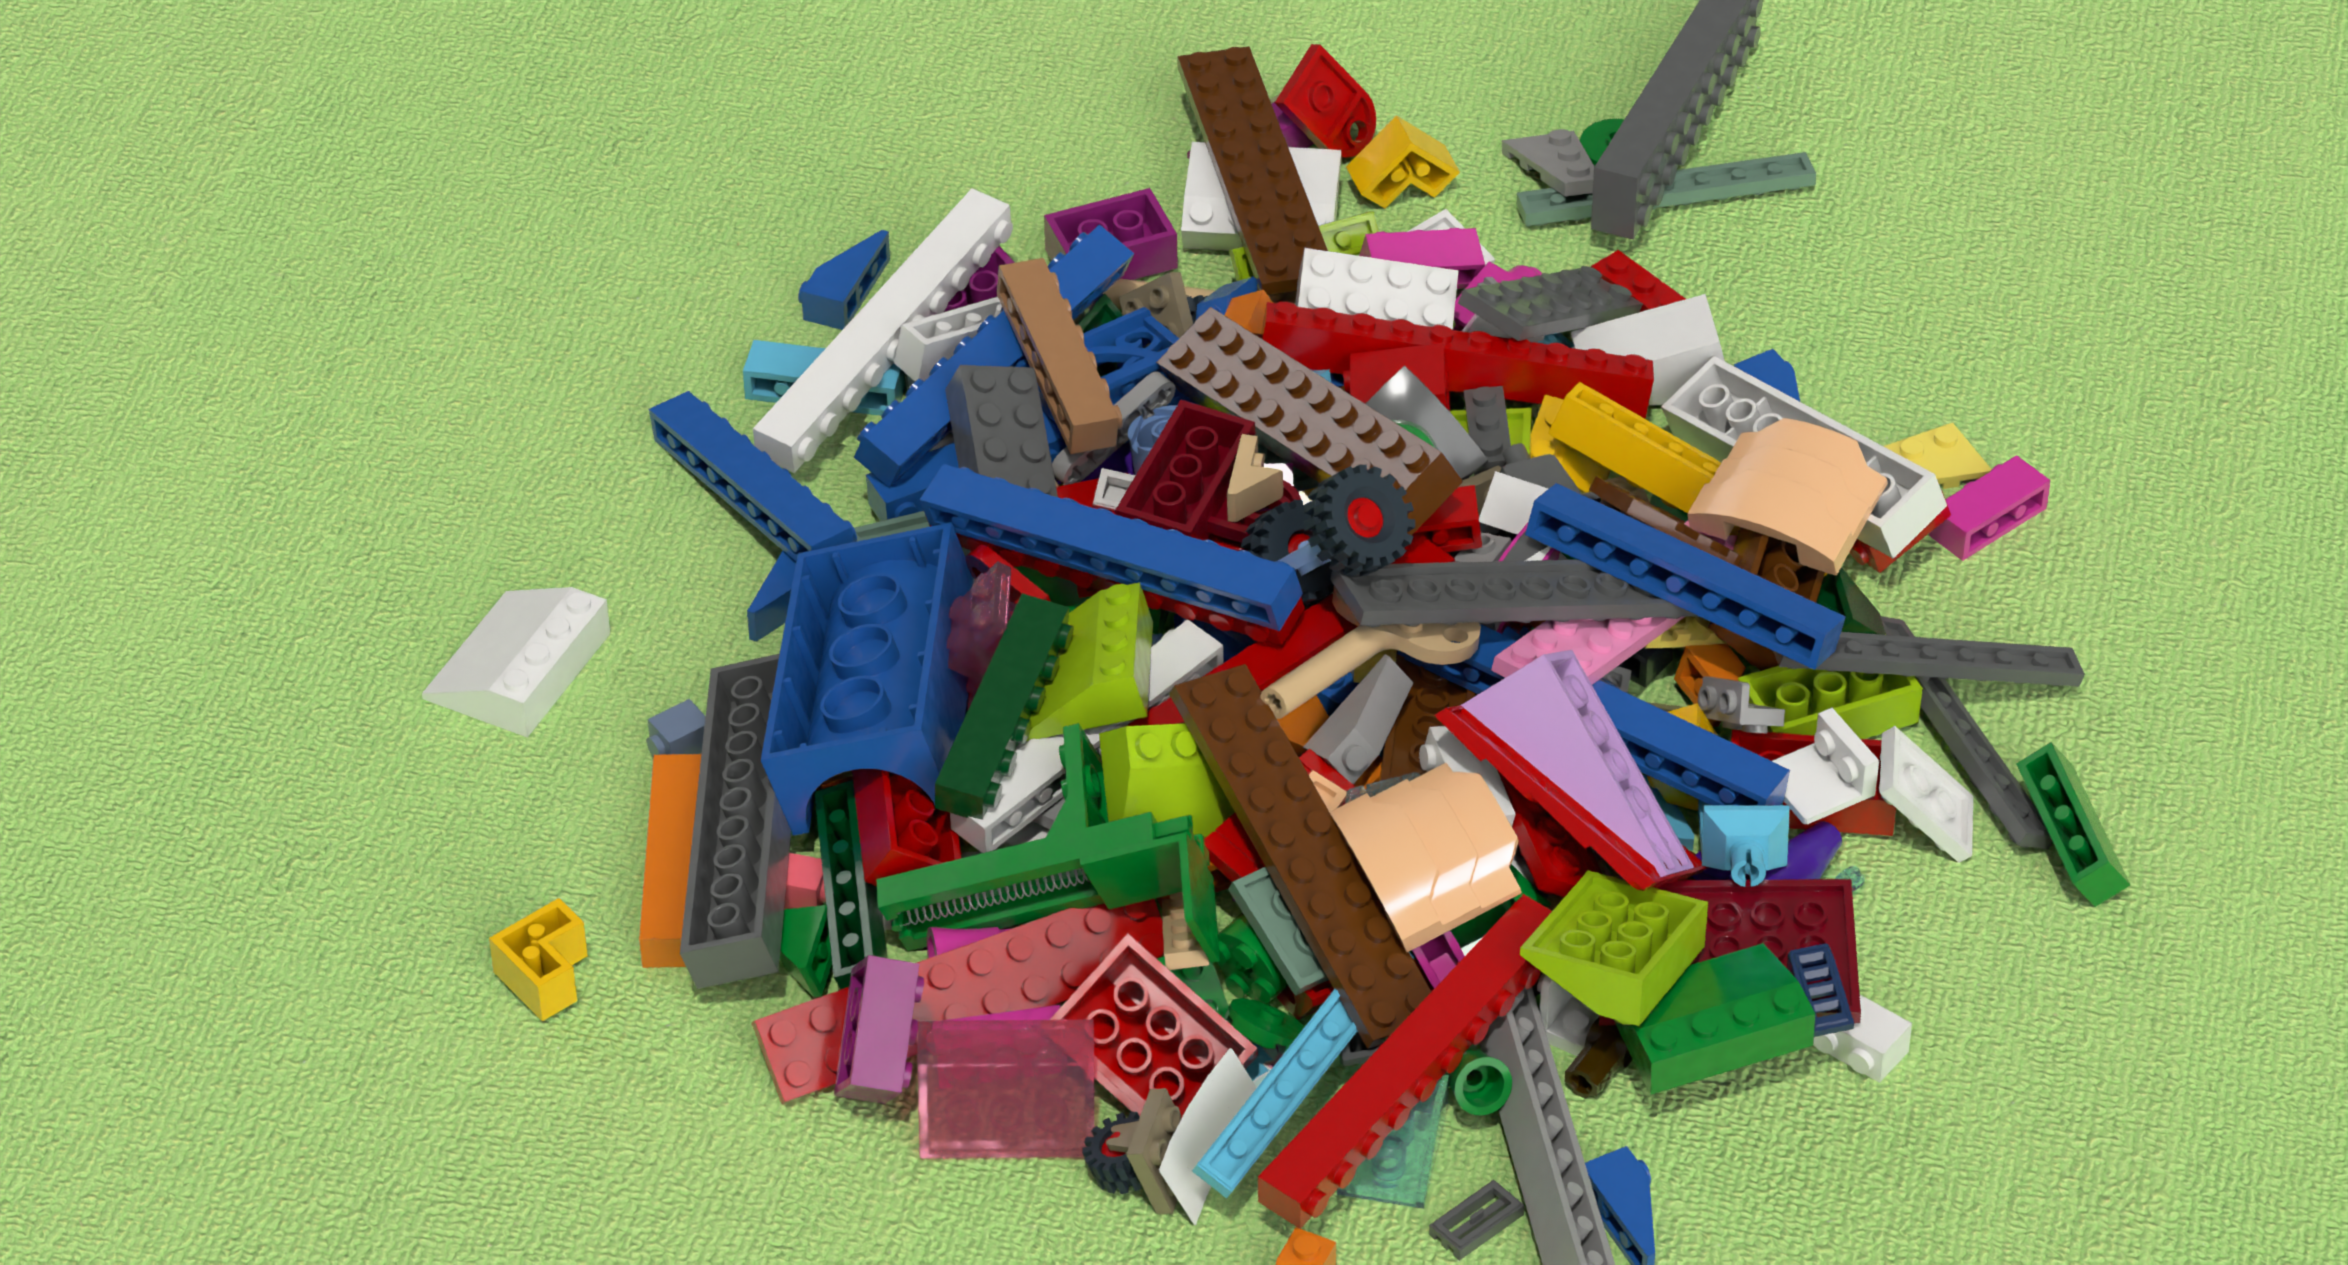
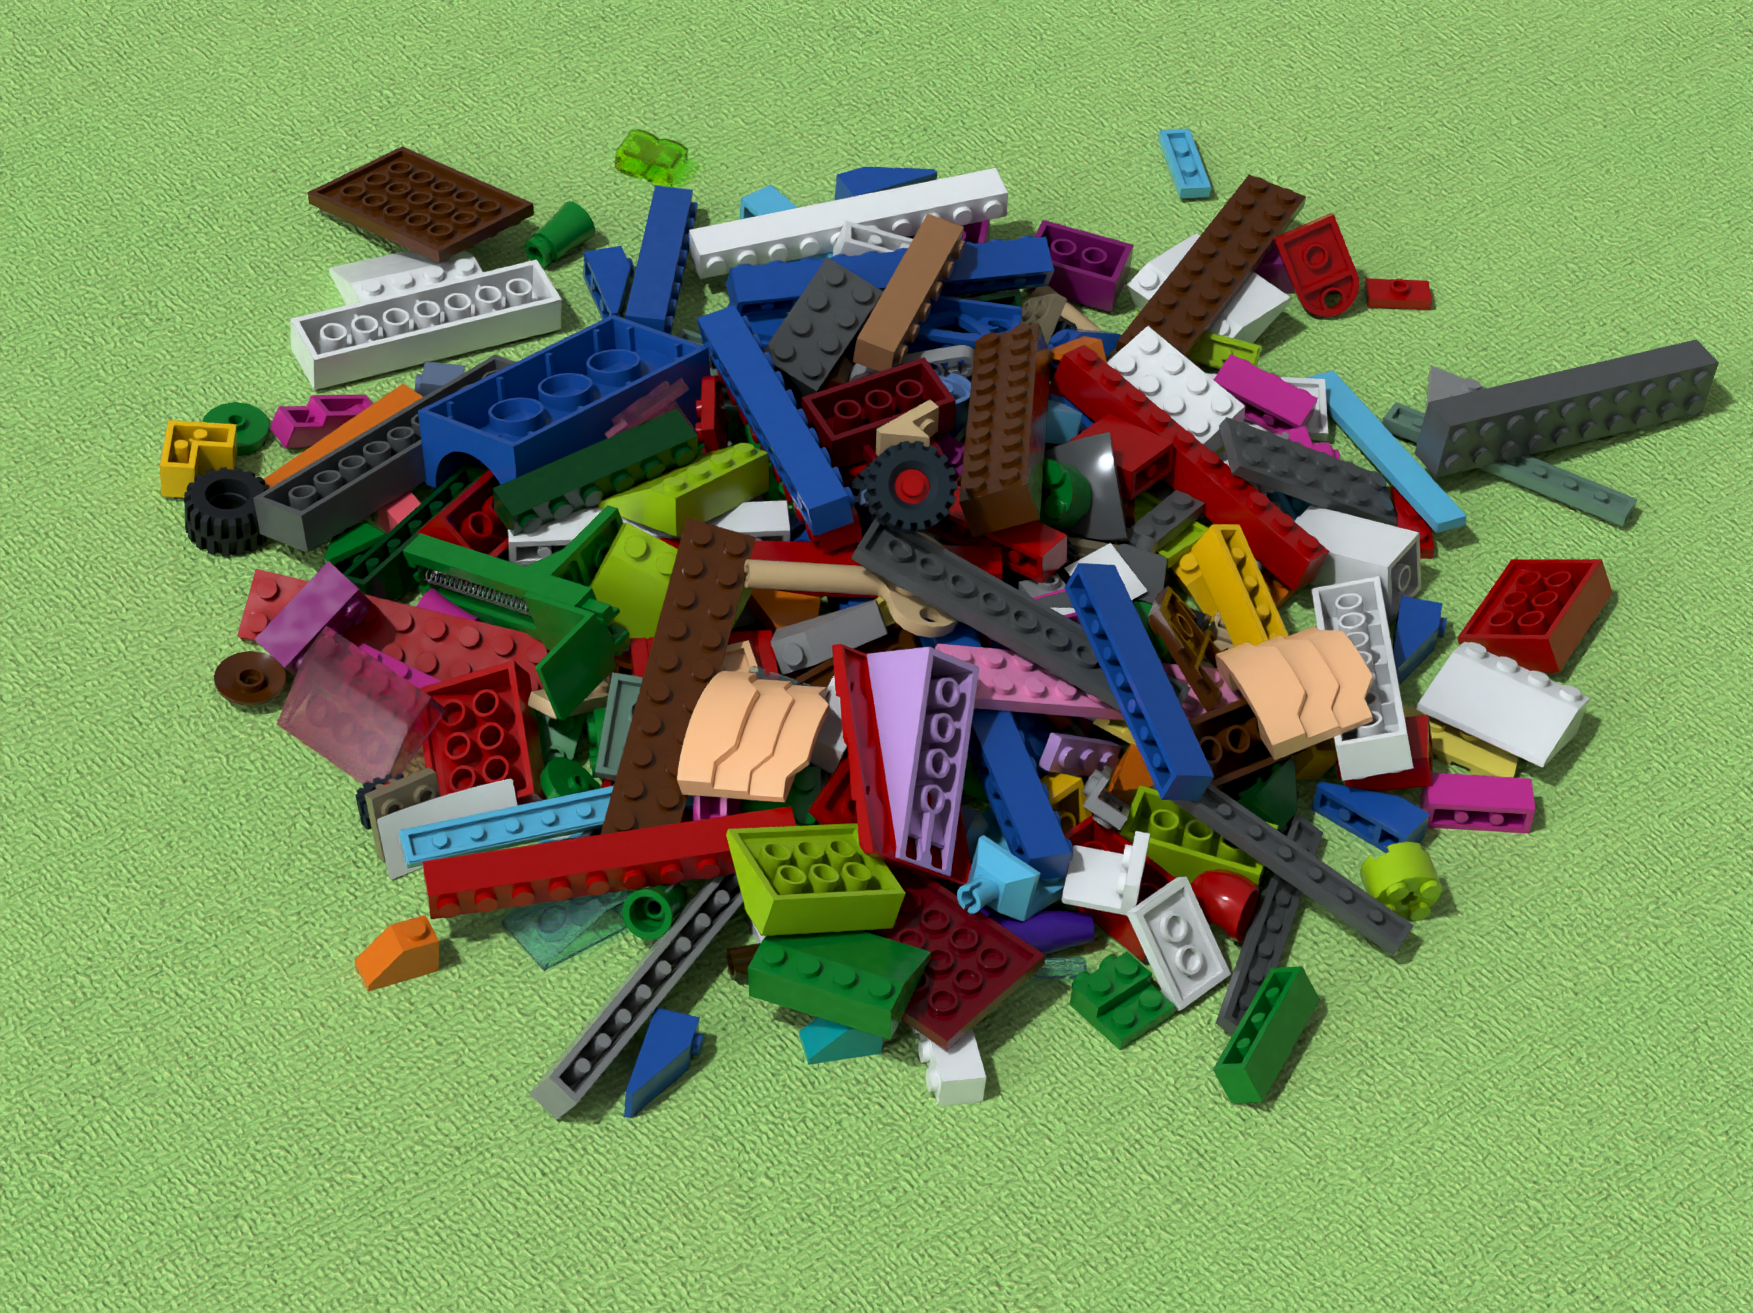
camera: 35 degrees right, 0 degrees up
(453, 570) = (421, 204): none -> reddish brown plate
(523, 896) = (251, 424): none -> green plate
(597, 686) = (425, 324): none -> white brick
(600, 386) = (651, 158): none -> clear neon green brick
(607, 843) = (323, 414): none -> dark pink slope
(611, 511) = (560, 234): none -> green plant
(641, 1013) = (223, 512): none -> black tyre
(714, 535) = (608, 279): none -> blue slope
(852, 1131) = (250, 678): none -> reddish brown dish
(1078, 85) = (1184, 163): none -> medium azure plate
(1399, 91) = (1398, 294): none -> red plate
(1401, 157) = (1334, 329): yellow brick -> none
(1482, 1224) = (563, 1005): dark grey tile -> none
(1575, 245) = (1390, 456): none -> medium azure tile
(1661, 683) = (1078, 754): none -> lavender plate
(1736, 1091) = (831, 1041): none -> teal slope
(1817, 964) = (939, 985): dark blue slope -> none
(1841, 307) = (1539, 611): none -> red slope
(1917, 882) = (1120, 1000): none -> green plate
(1920, 721) = (1227, 900): none -> red piece
(1923, 402) = (1504, 704): none -> white slope
(1932, 576) = (1371, 815): none -> blue slope
(2025, 612) = (1403, 880): none -> lime brick

